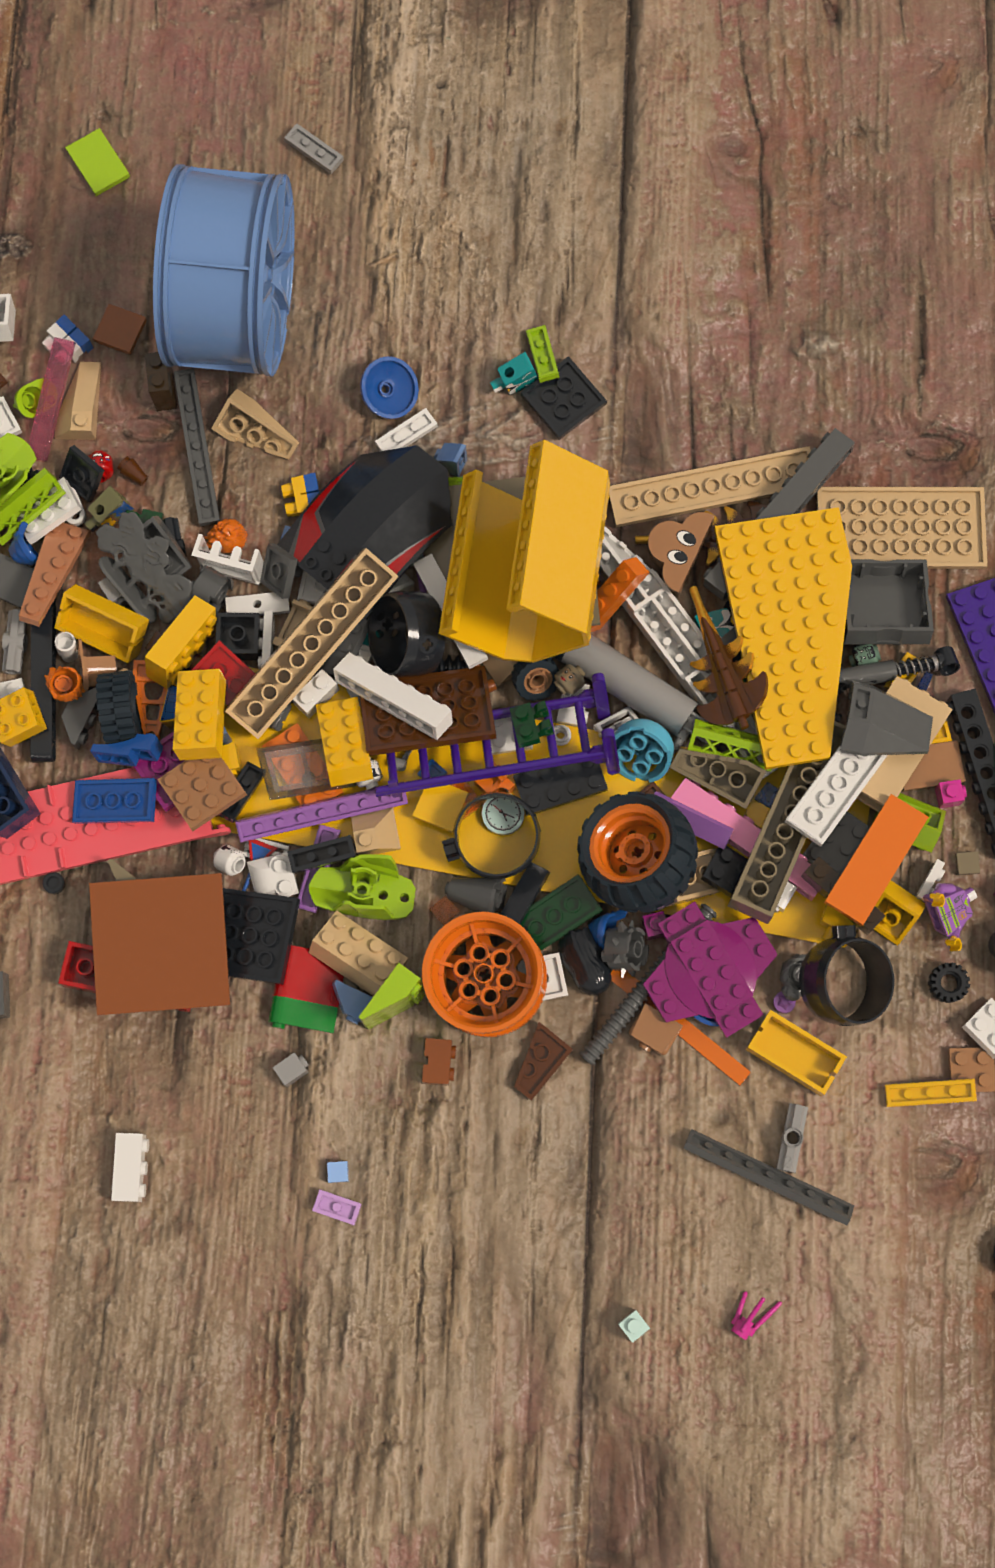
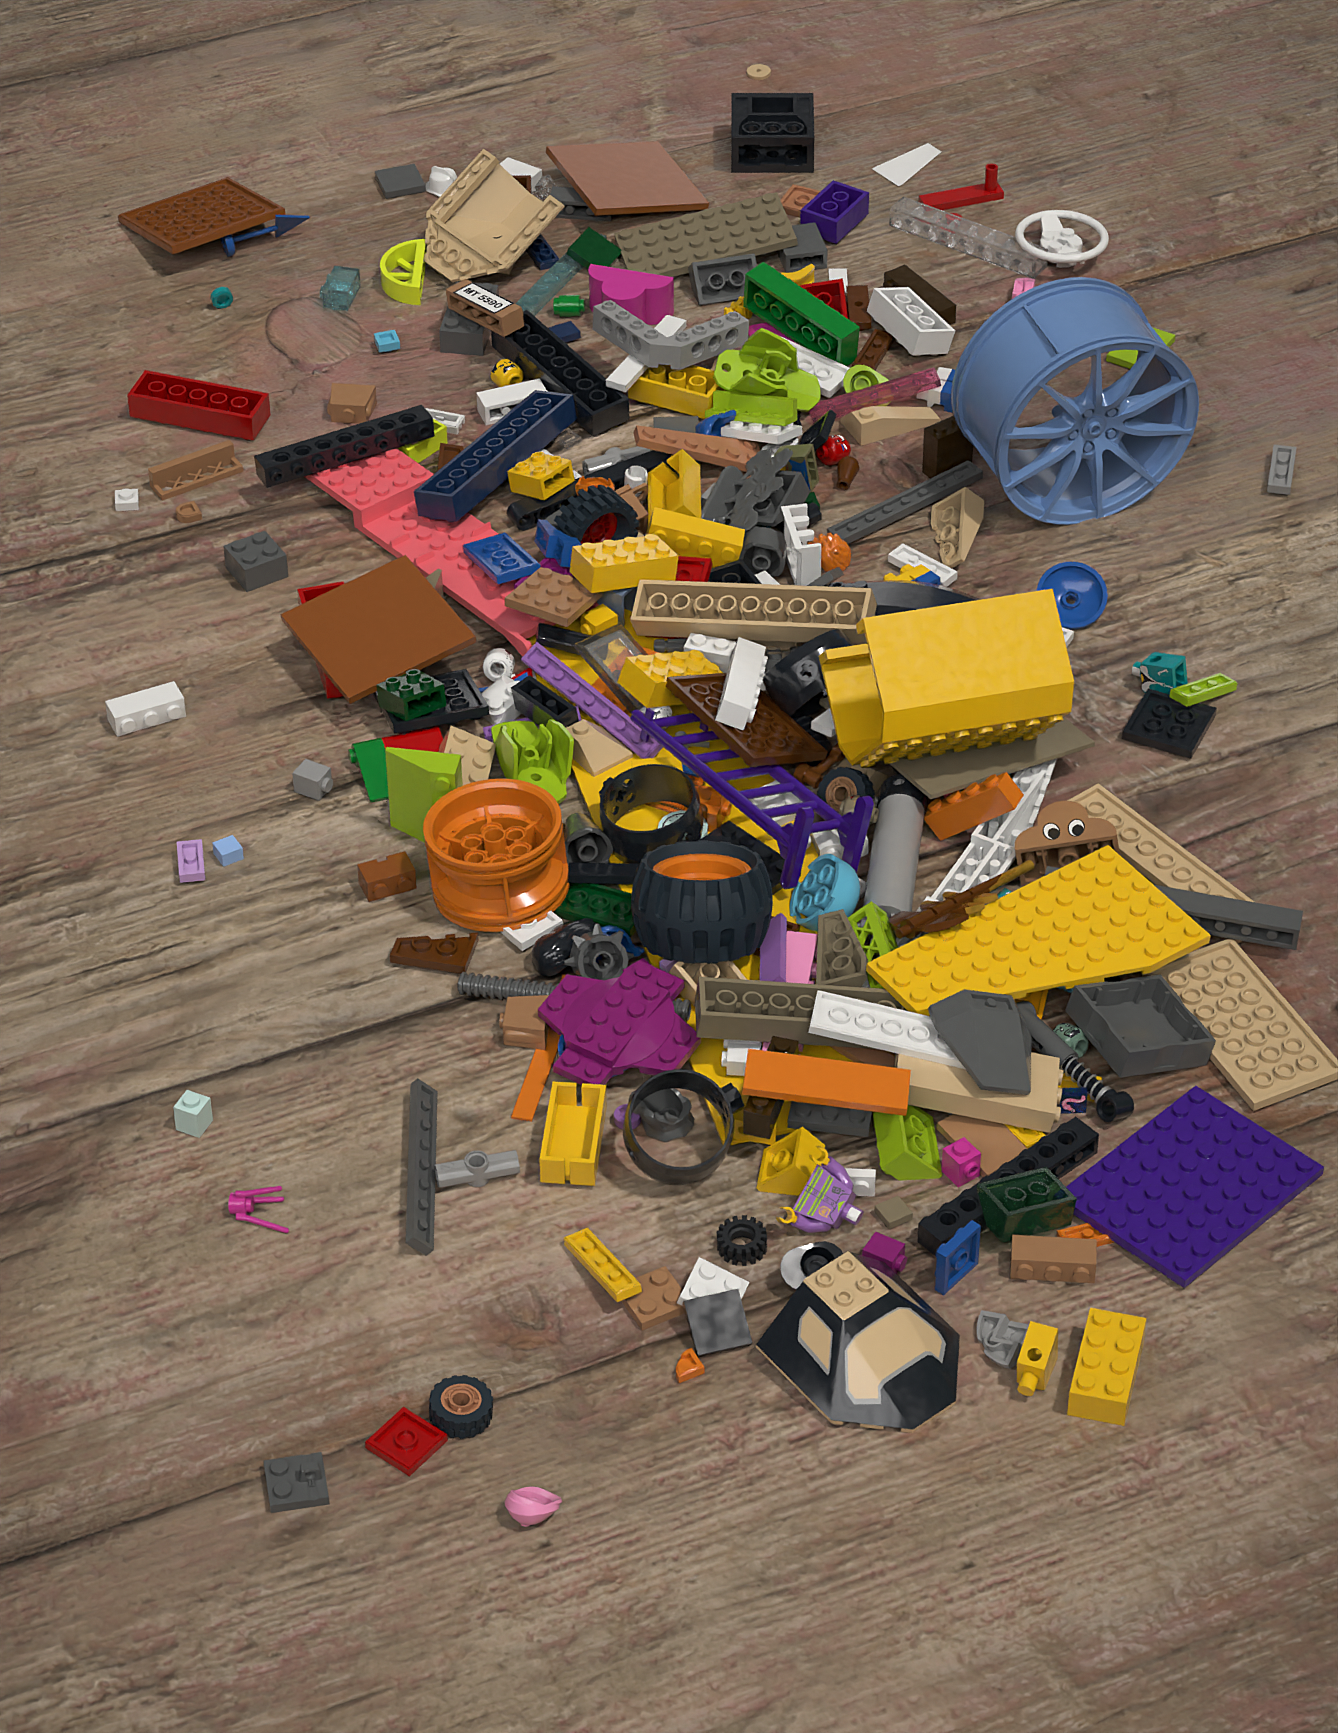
camera: 60 degrees right, 35 degrees down
(253, 953) = (411, 695): none -> dark green brick
(273, 478) = (904, 554): none -> white plate
(525, 725) = (783, 785): dark green plate -> none

